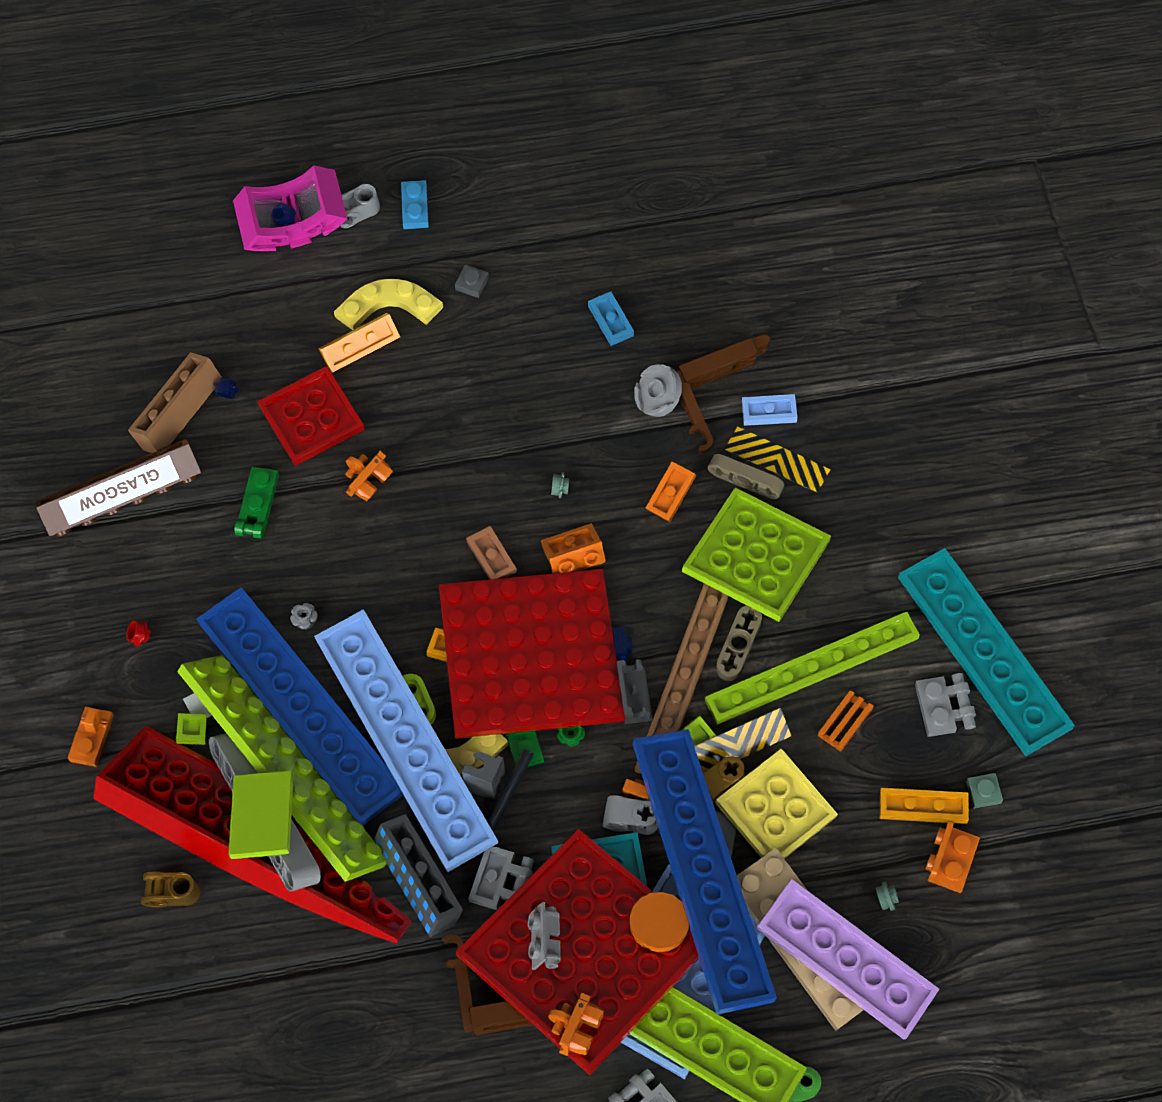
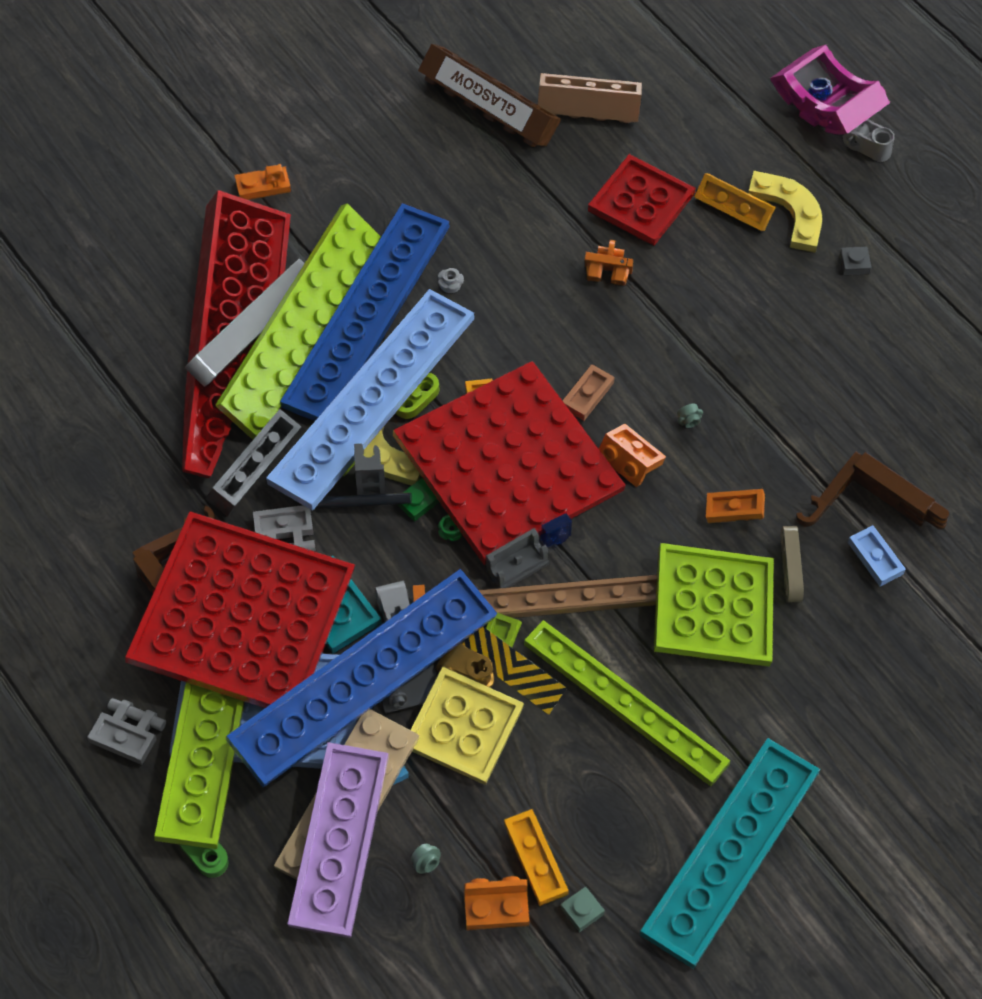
camera: 60 degrees right, 5 degrees down
(138, 632) = (368, 171): red plate -> none
(163, 889) = (157, 296): pearl gold piece -> none
(191, 729) = (301, 244): lime plate -> none
(225, 388) = (629, 127): clear blue plate -> none
(257, 502) = (536, 200): green plate -> none
(261, 815) = (238, 313): lime tile -> none
(414, 204) = (904, 183): dark azure plate -> none
(543, 924) = (221, 575): light grey hinge -> none
(572, 1038) = (159, 621): orange hips -> none
(610, 318) = (888, 384): dark azure plate -> none
(658, 390) = (833, 450): light grey tile -> none
(659, 922) = (292, 658): orange tile -> none
(739, 663) = (596, 622): dark tan beam -> none
(777, 459) = (831, 588): sticker -> none
(858, 702) = (588, 743): orange tile -> none
(936, 705) = (647, 831): light grey plate -> none

